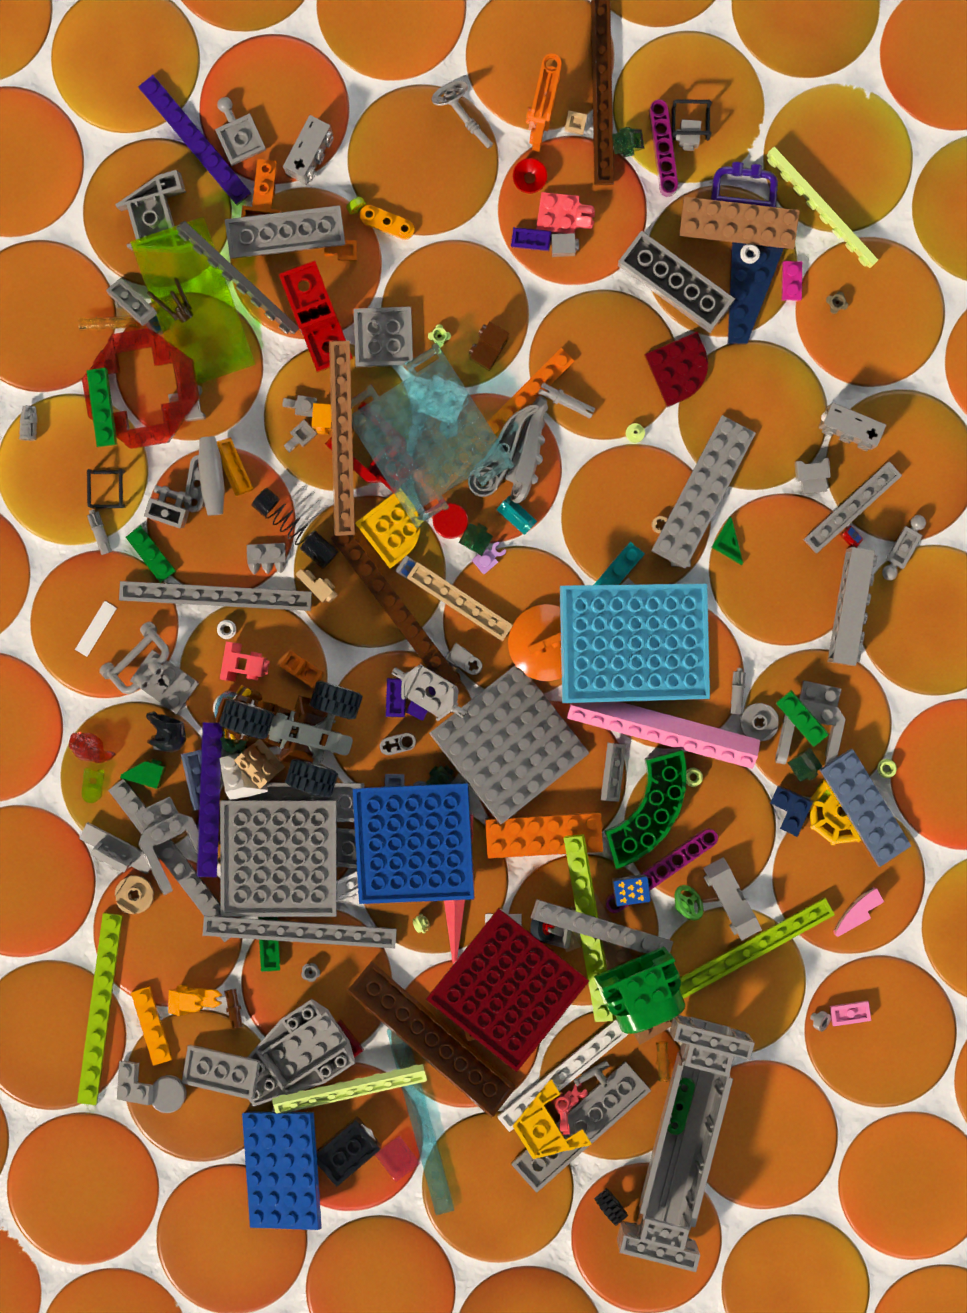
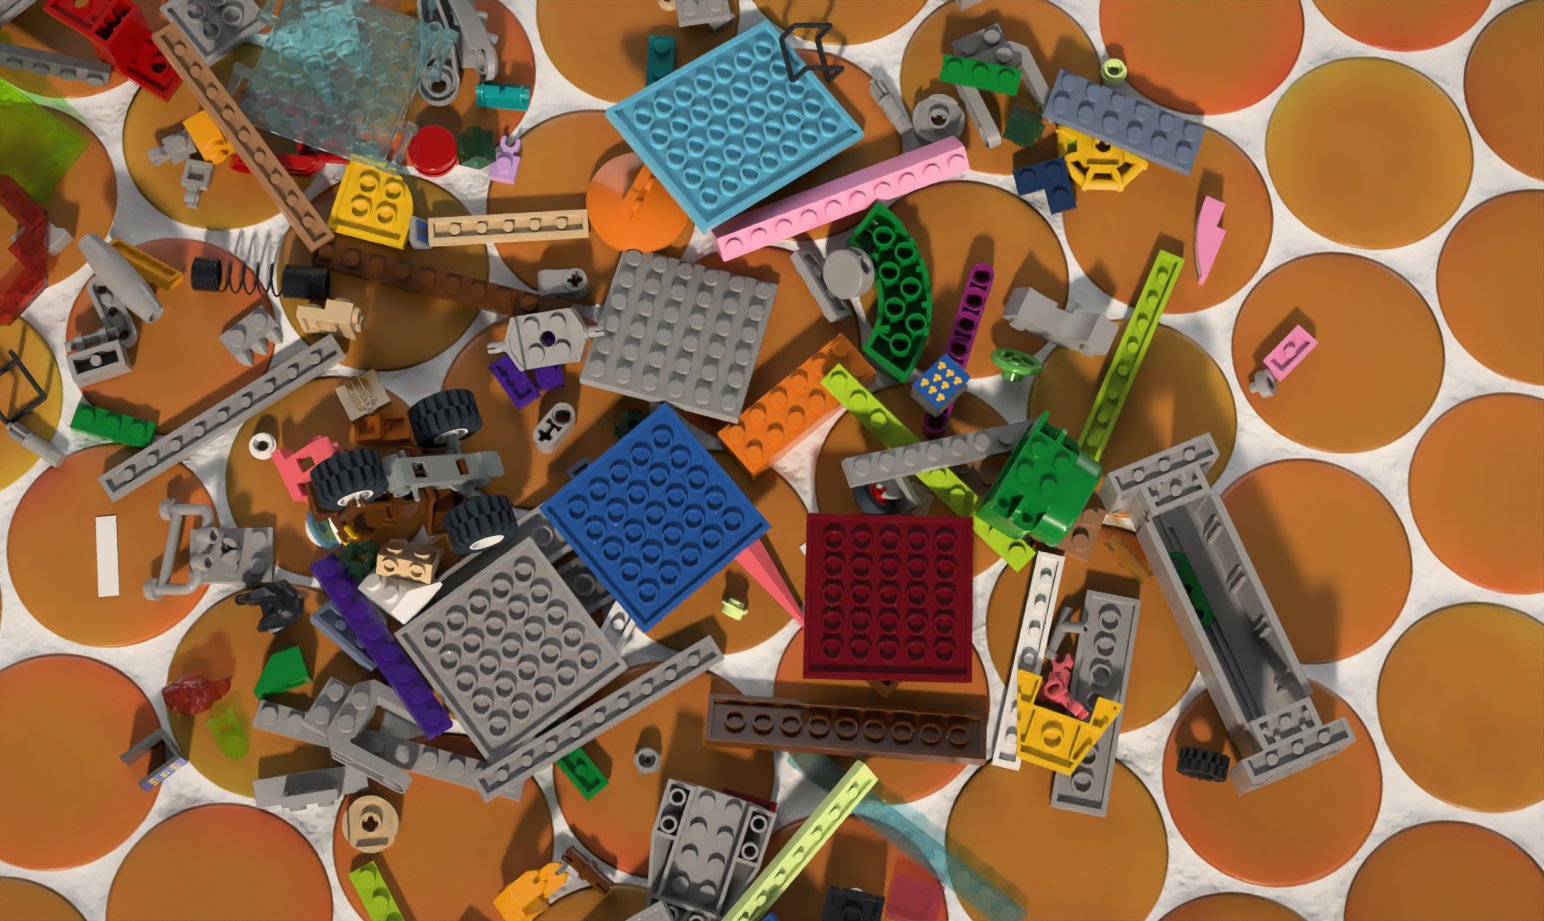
camera: 45 degrees left, 15 degrees down
(55, 770) = (145, 747): none -> dark grey piece
(303, 642) = (363, 396): none -> piece
(632, 780) = (848, 273): none -> light grey head
(699, 777) = (919, 224): yellowish green plate -> none
(728, 616) = (823, 67): none -> black piece

